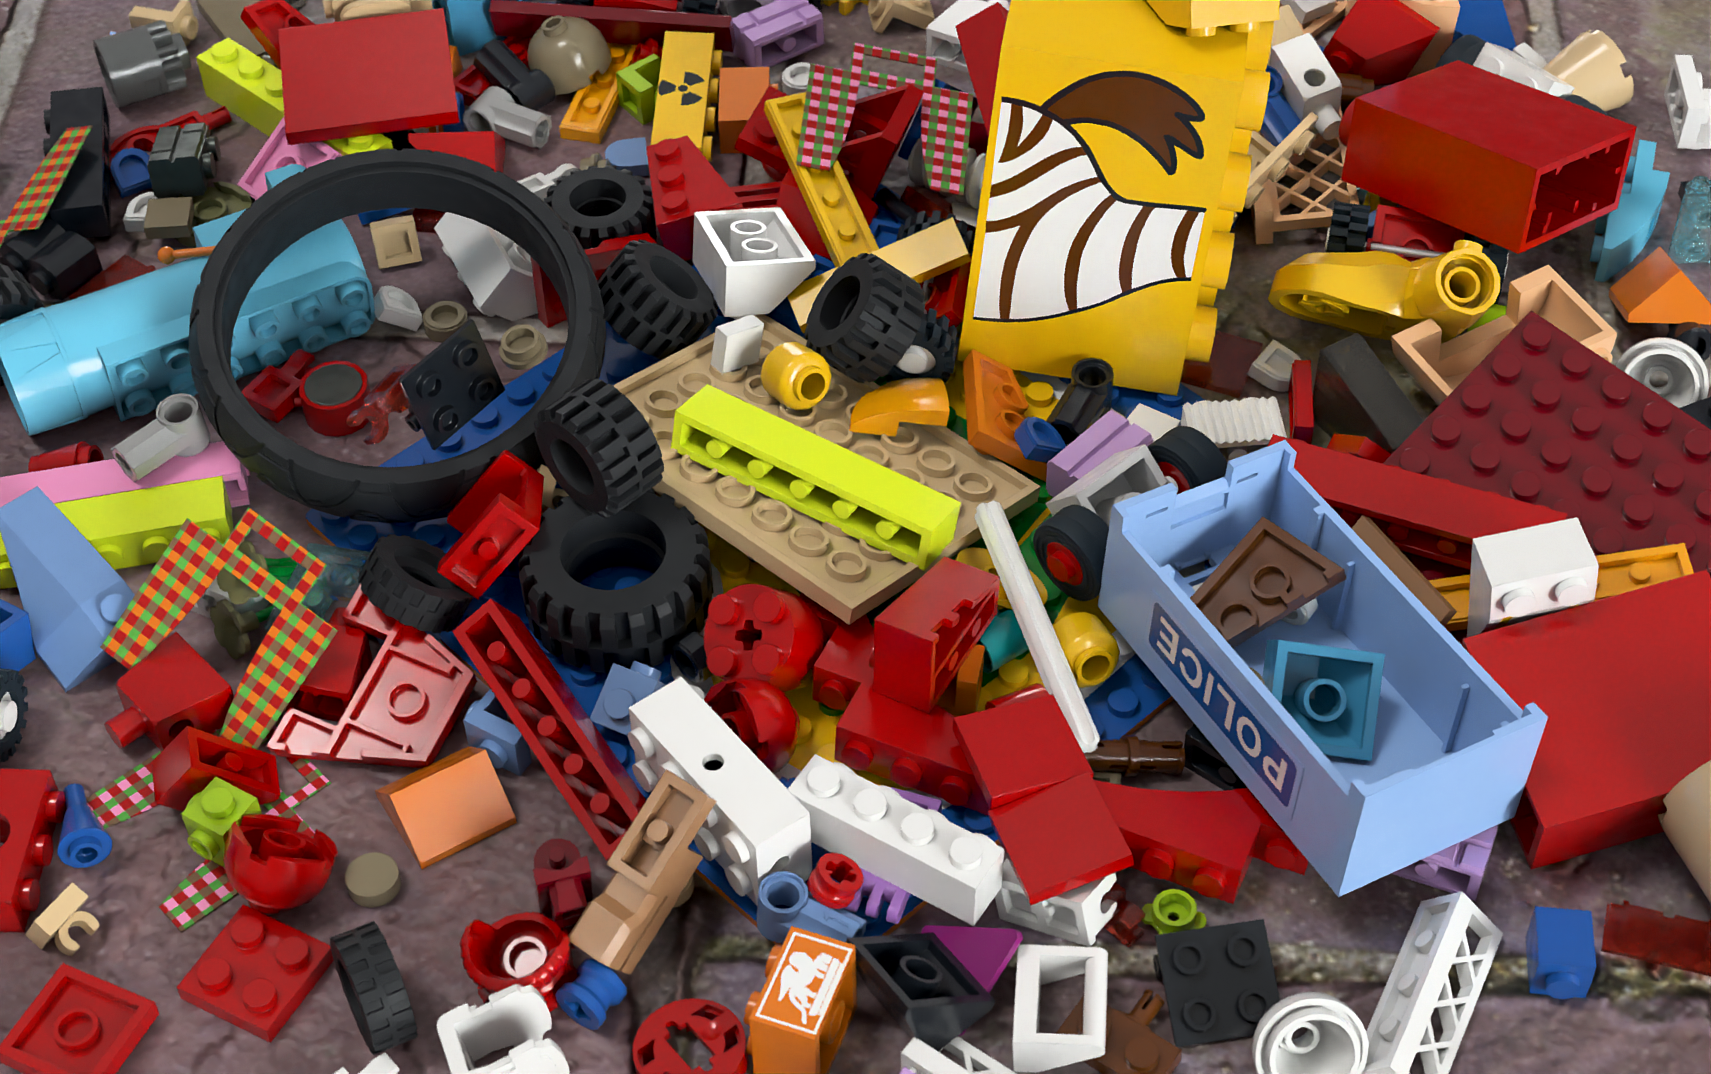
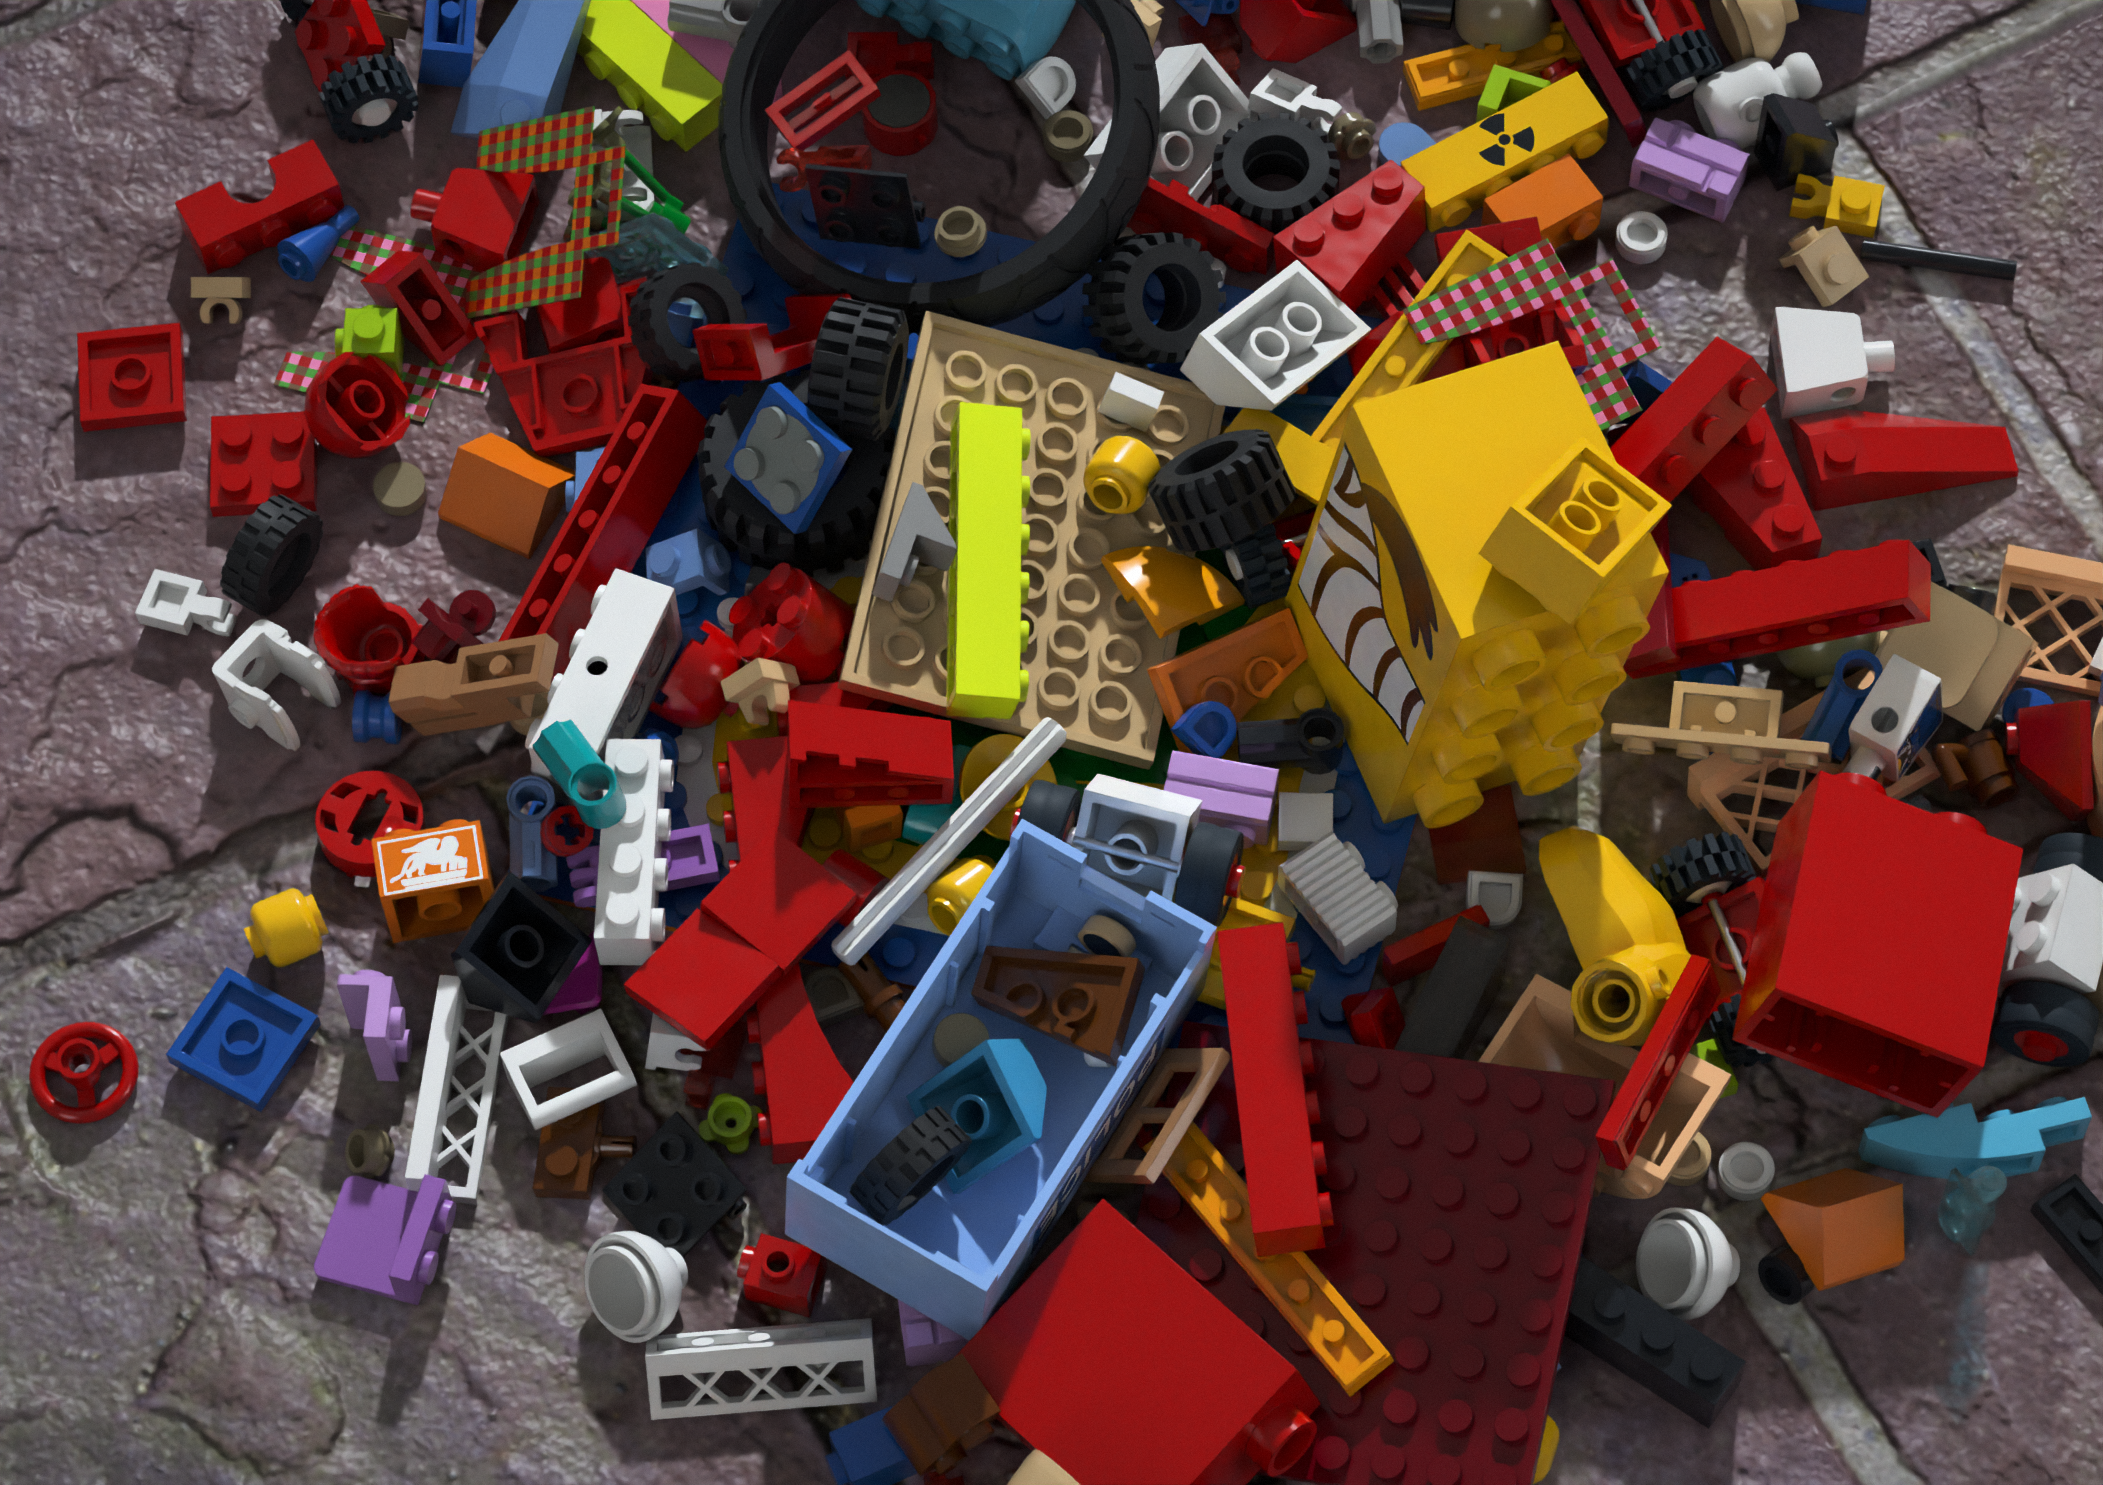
camera: 60 degrees right, 15 degrees up
(329, 407) = (835, 116): none -> red tile
(634, 534) = (787, 457): none -> piece
(768, 502) = (917, 537): none -> light grey slope
(806, 672) = (759, 685): none -> tan tile
(821, 808) = (581, 773): none -> teal piece
(1215, 543) = (1106, 937): none -> tan tile
(1350, 939) = (788, 1290): none -> red brick
(1360, 734) = (910, 1165): none -> black tyre
(1529, 574) = (1193, 1223): white slope -> none
(1530, 287) = (1658, 1063): none -> red tile
(1588, 855) = (943, 1417): none -> reddish brown brick

